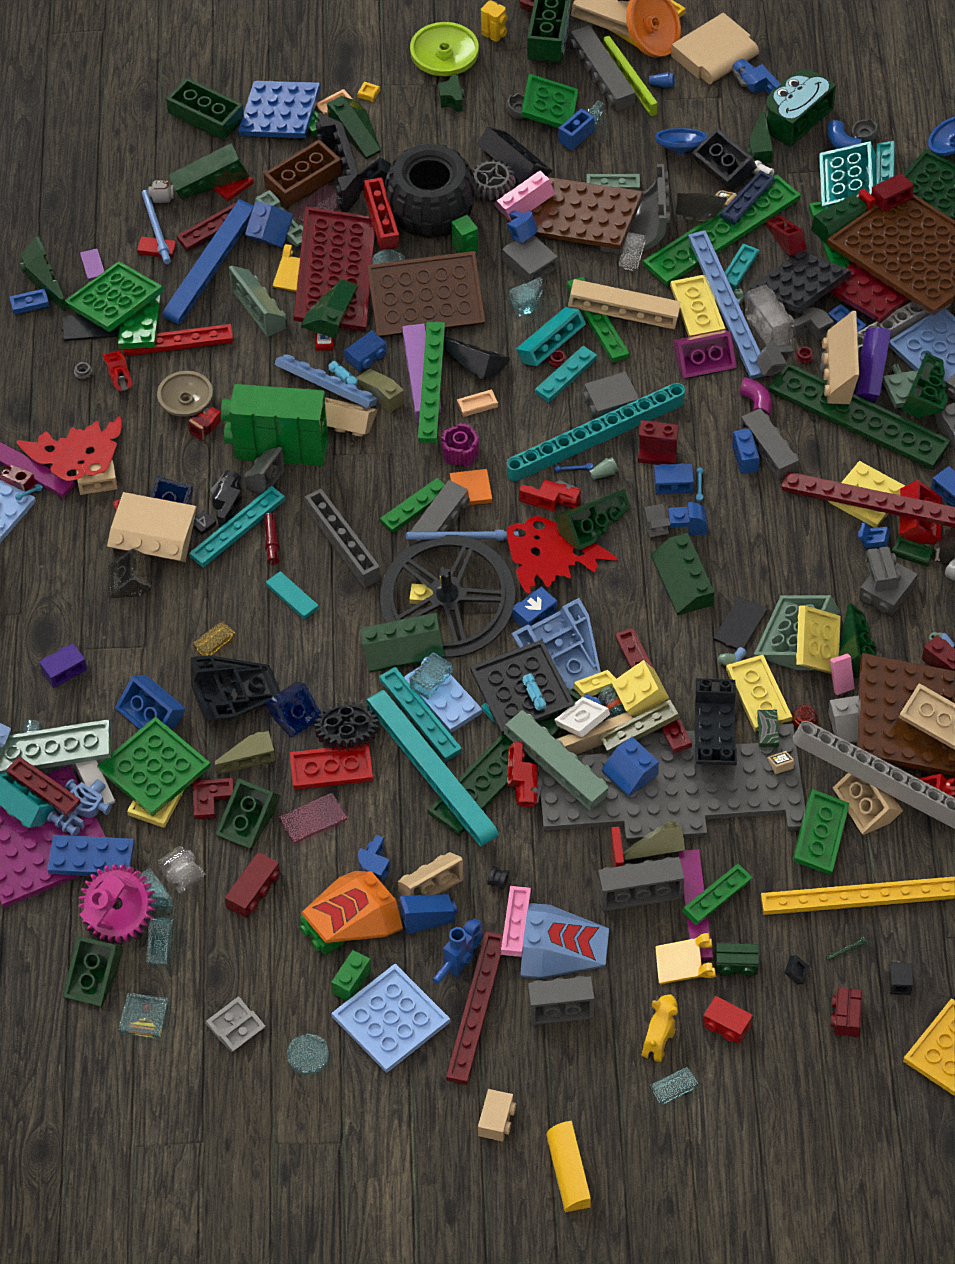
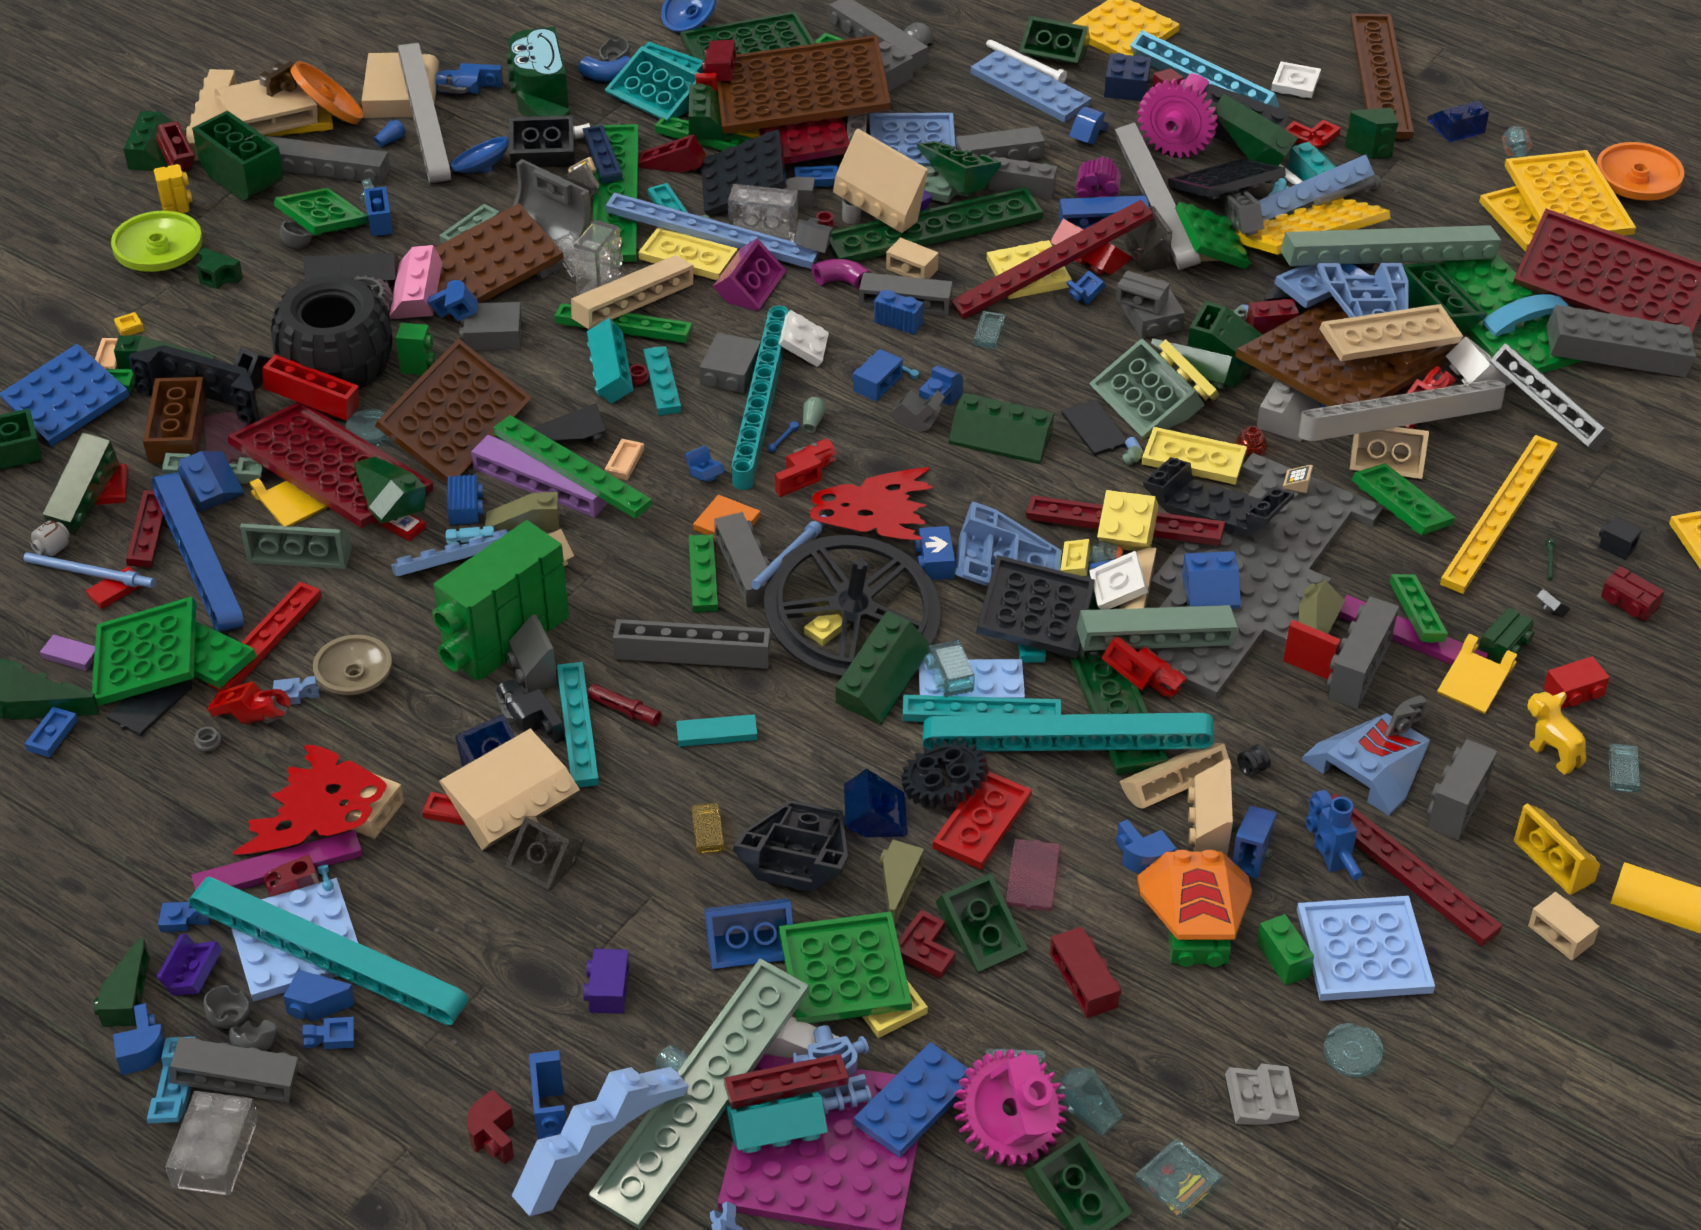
camera: 55 degrees left, 10 degrees down
(148, 380) = (298, 690): none -> medium blue plate
(180, 869) = (1012, 1020): clear brick -> none
(204, 422) = (403, 672): leg -> none
(445, 840) = (1171, 776): none -> tan brick
(460, 445) = (671, 493): magenta brick -> none
(504, 444) = (702, 465): none -> blue bracket
(515, 921) = (1326, 774): bright pink plate -> none
(526, 296) = (537, 354): clear light blue slope -> none
(534, 691) = (1057, 596): medium azure axle -> none
(557, 1078) = (1555, 850): none -> yellow slope
(588, 521) = (862, 458): dark green wedge -> none
(597, 935) = (1406, 713): none -> dark grey slope
(626, 266) = (597, 256): none -> clear brick
(631, 76) = (397, 152): lime tile -> none
(640, 725) = (1169, 548): olive plate -> none
(658, 443) = (829, 356): dark red panel -> none
(670, 412) = (803, 338): none -> white plate
(689, 81) = (424, 113): none -> light grey beam
(768, 728) = (1249, 467): dark green tile -> none
(782, 510) = (989, 329): none -> clear light blue tile
(807, 426) = (911, 260): none -> tan brick
(842, 674) = (1233, 385): bright pink tile -> none
(897, 636) = (1220, 330): none -> dark green slope
(912, 551) = (1113, 277): dark green tile -> none

